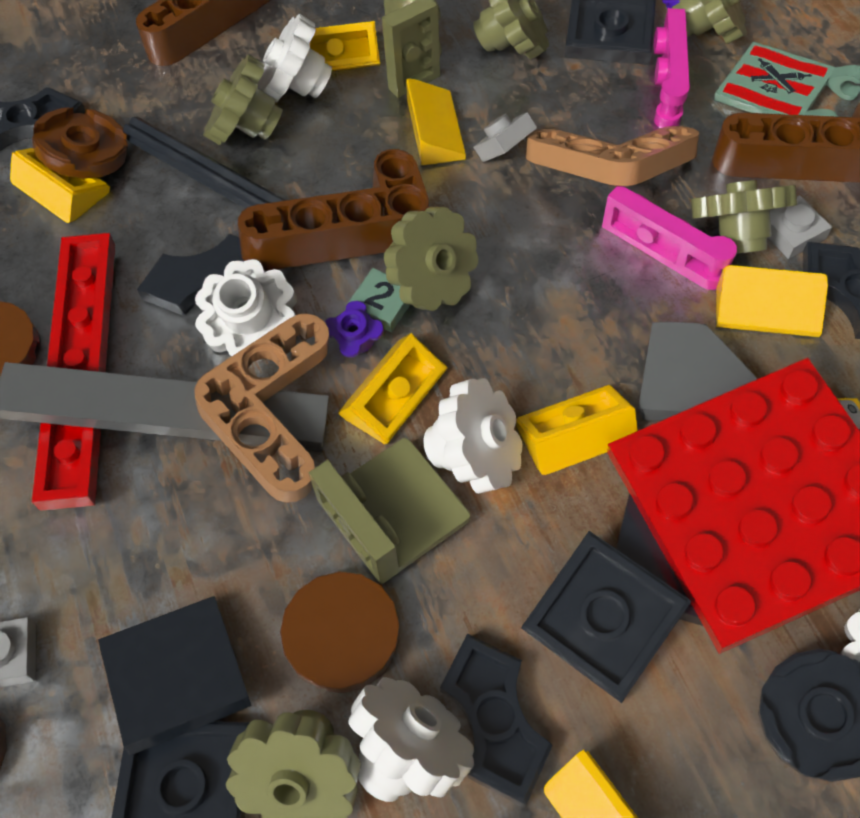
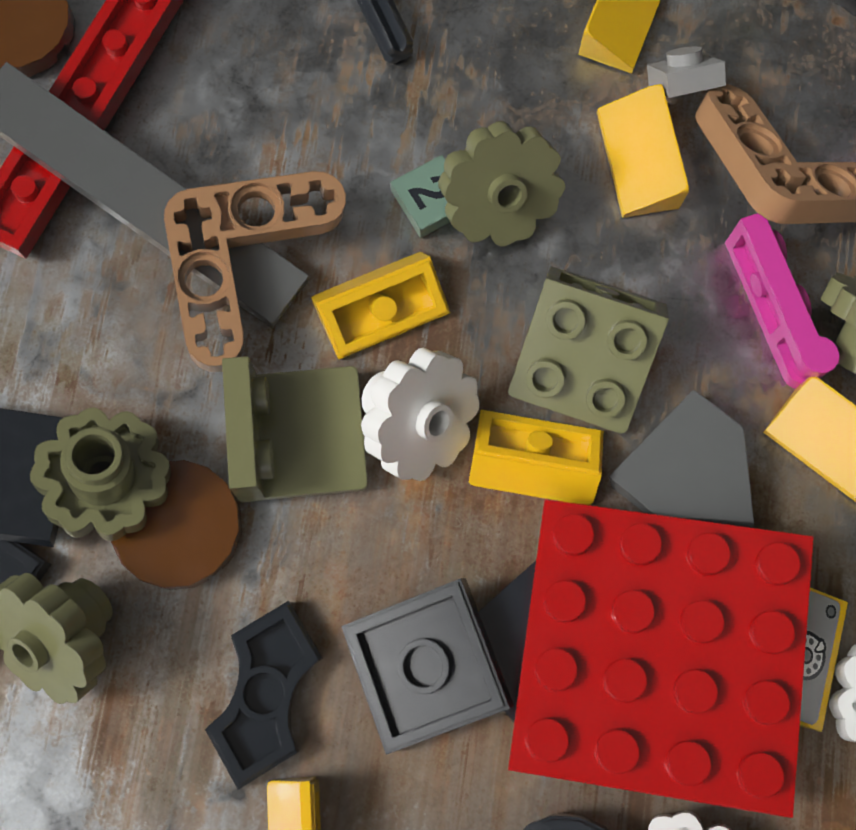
camera: 25 degrees right, 15 degrees up
(178, 279) = (247, 58): black tile -> none
(243, 305) = (283, 126): white plant -> none
(259, 621) = (108, 500): none -> olive plant
(337, 223) = (435, 72): reddish brown beam -> none
(363, 338) = (390, 227): dark purple plate -> none
(407, 742) = (165, 671): white plant -> none
(510, 197) = (643, 153): none -> yellow slope
(565, 337) = (588, 350): none -> olive bracket

